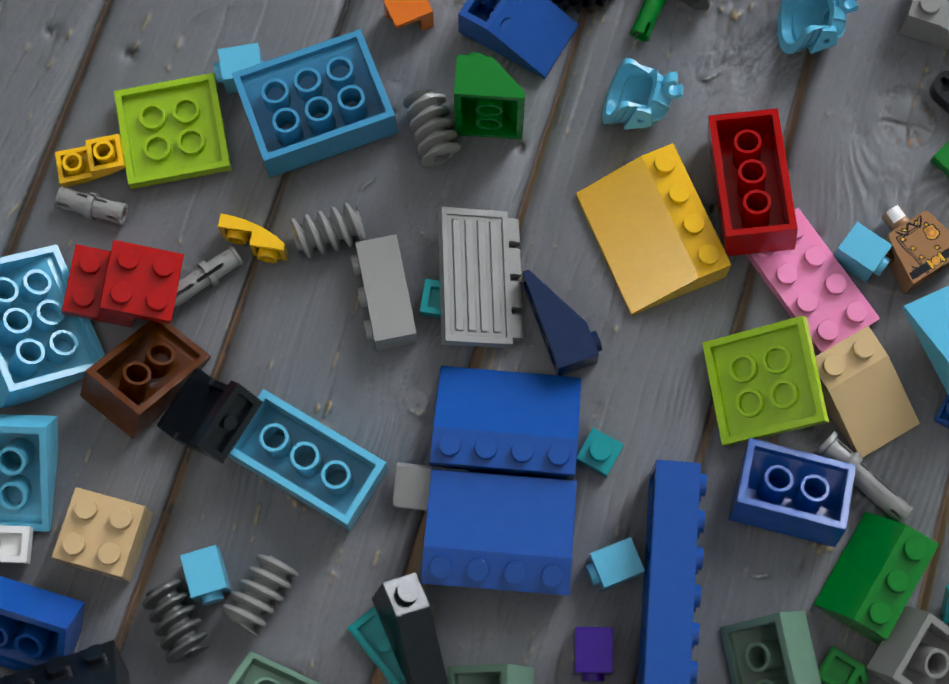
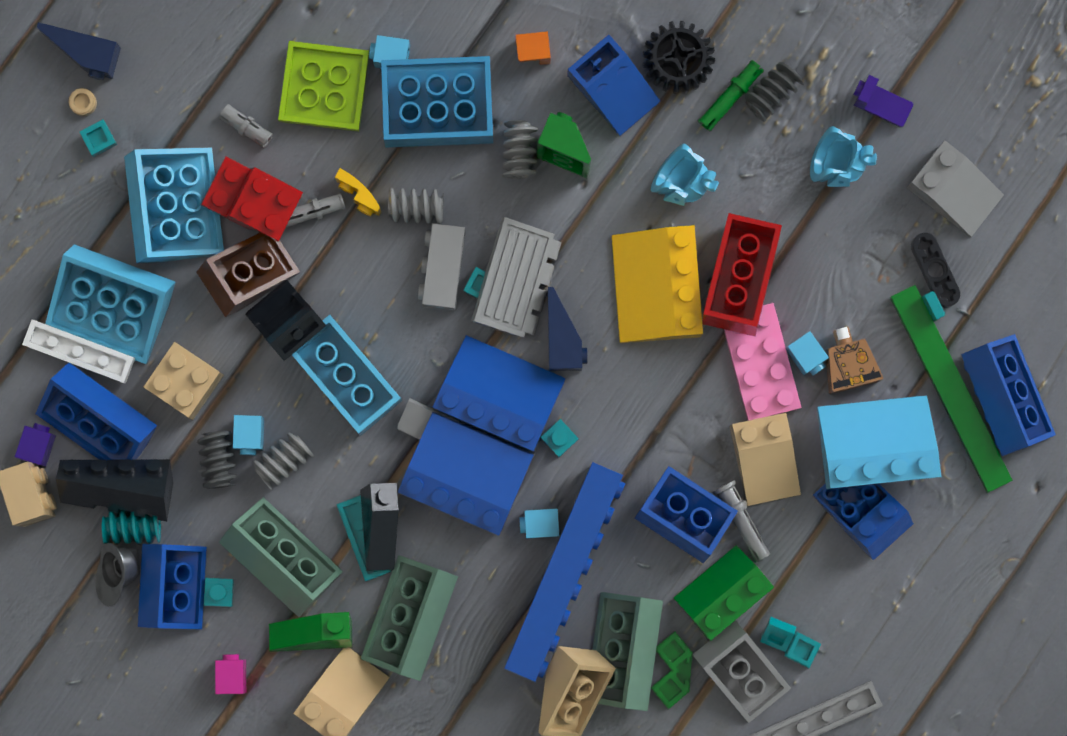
camera: 15 degrees right, 10 degrees up
(90, 162) = (255, 90): yellow slope -> none
(593, 653) = (503, 580): dark purple brick -> none
(765, 381) = (695, 428): lime plate -> none

